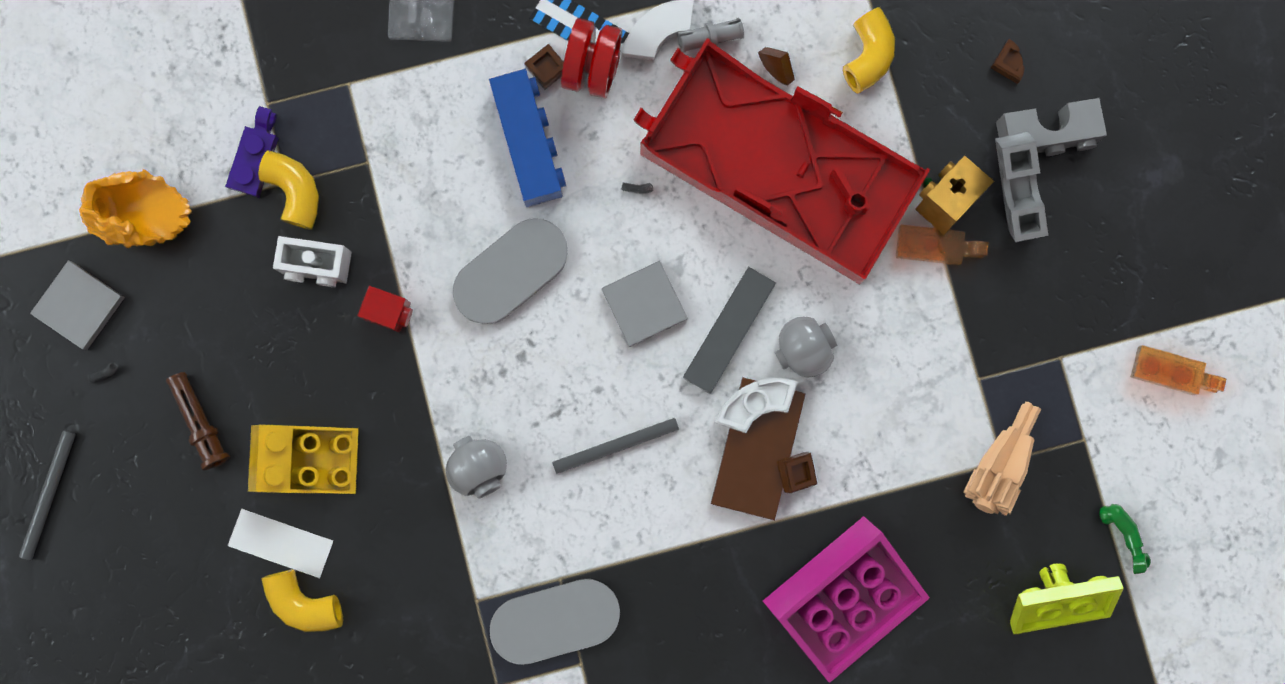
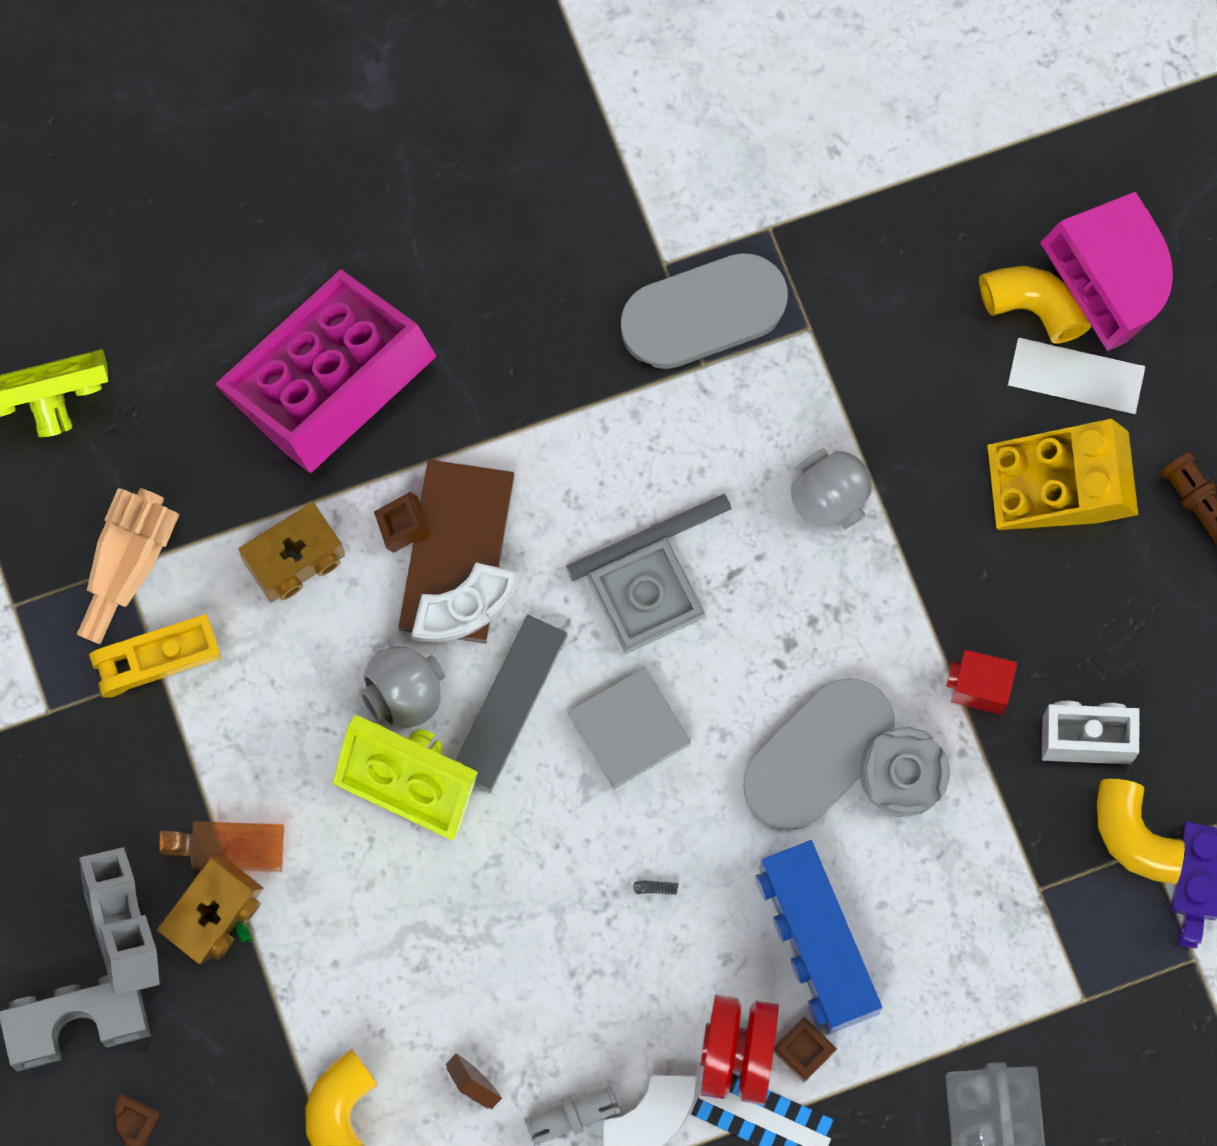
camera: 175 degrees right, 10 degrees down
(234, 619) = (1113, 266): none -> dark pink brick
(450, 250) = (904, 771): none -> light grey tile
(622, 401) = (646, 595): none -> light grey tile
(781, 161) = (456, 939): red piece -> none
(808, 278) = (405, 775): none -> neon yellow plate
(899, 454) = (304, 533): none -> pearl gold brick
(982, 389) = (156, 655): none -> yellow plate

